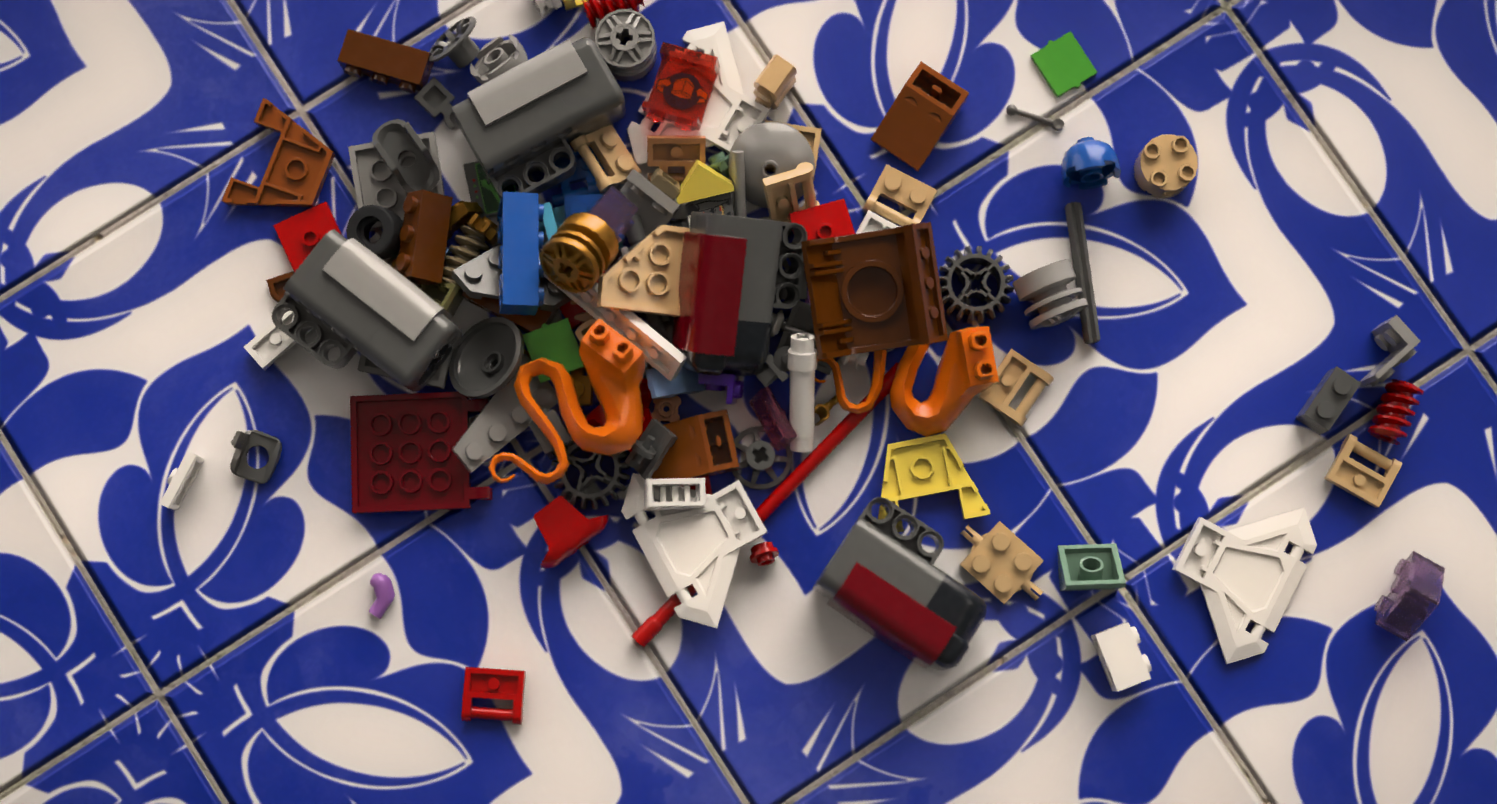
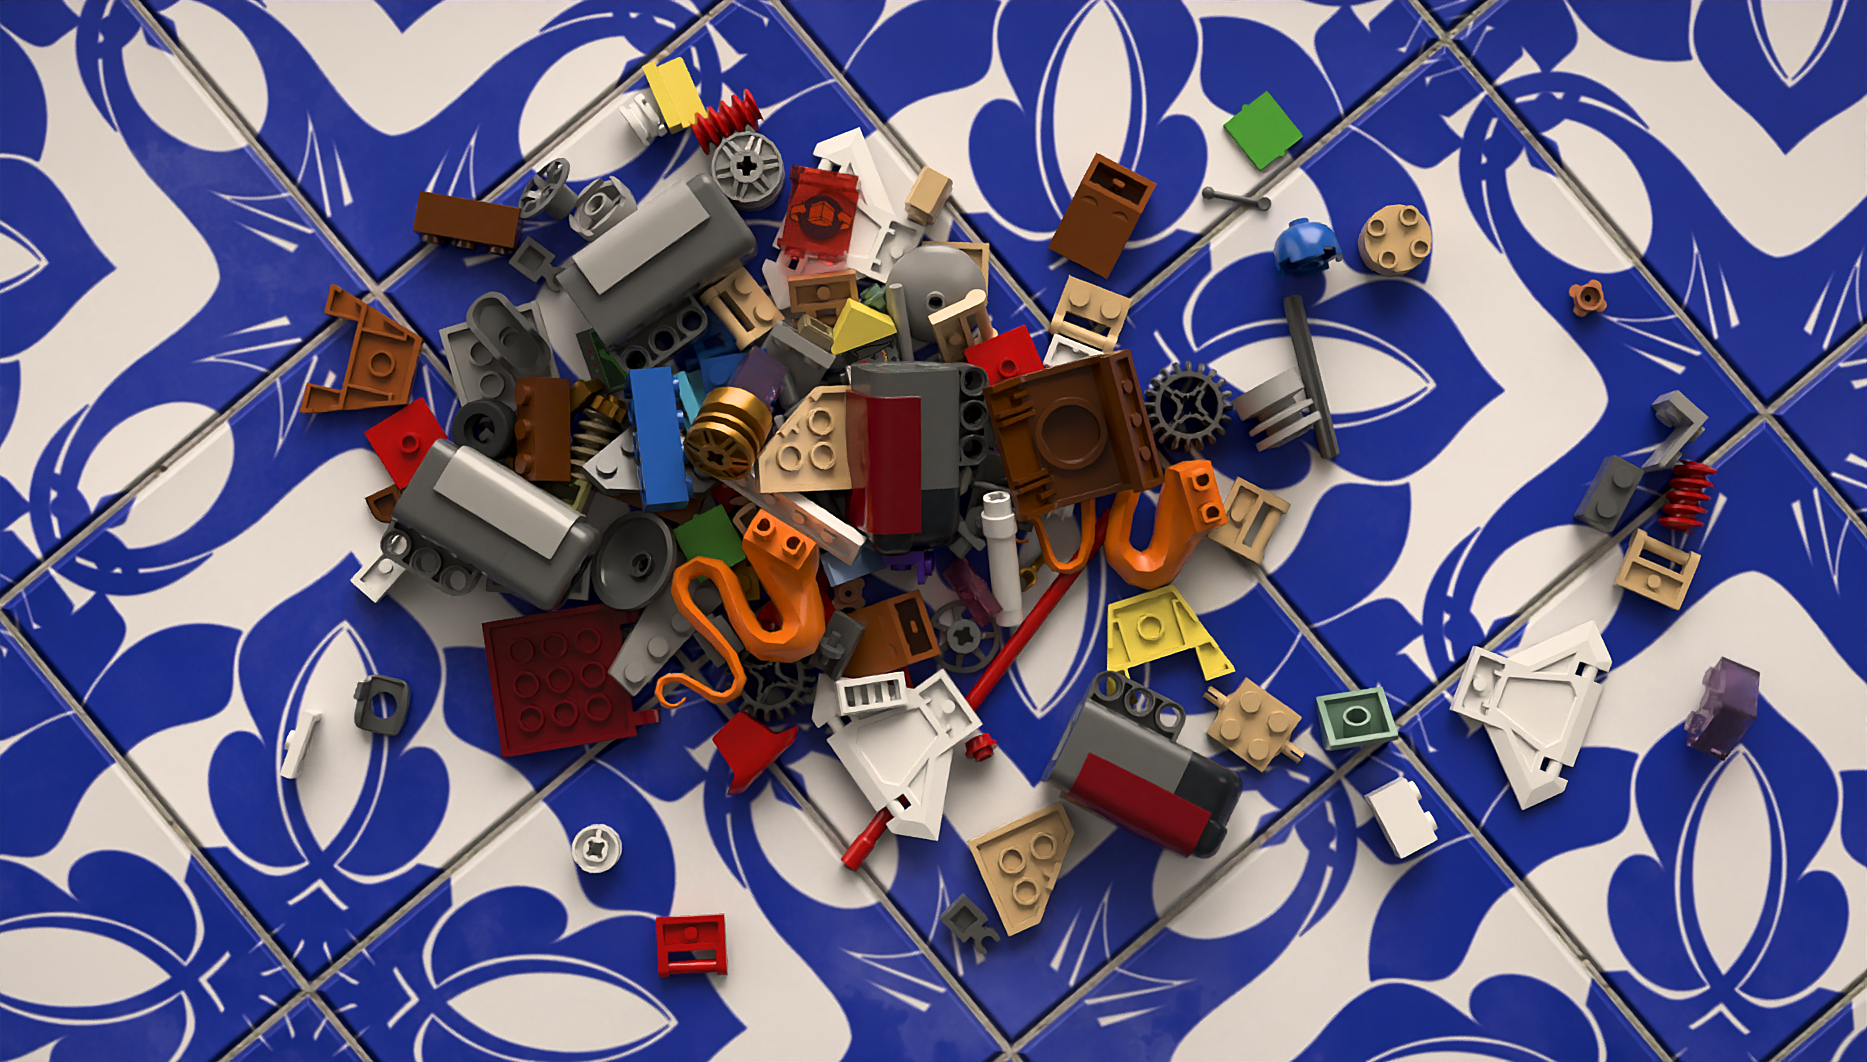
camera: 10 degrees left, 5 degrees up
(384, 593) = (551, 844): medium lavender arm -> none
(422, 601) = (596, 848): none -> white wheel
(734, 702) = (967, 921): none -> dark grey plate
(788, 658) = (1023, 863): none -> tan plate
(1331, 229) = (1596, 294): none -> nougat plate

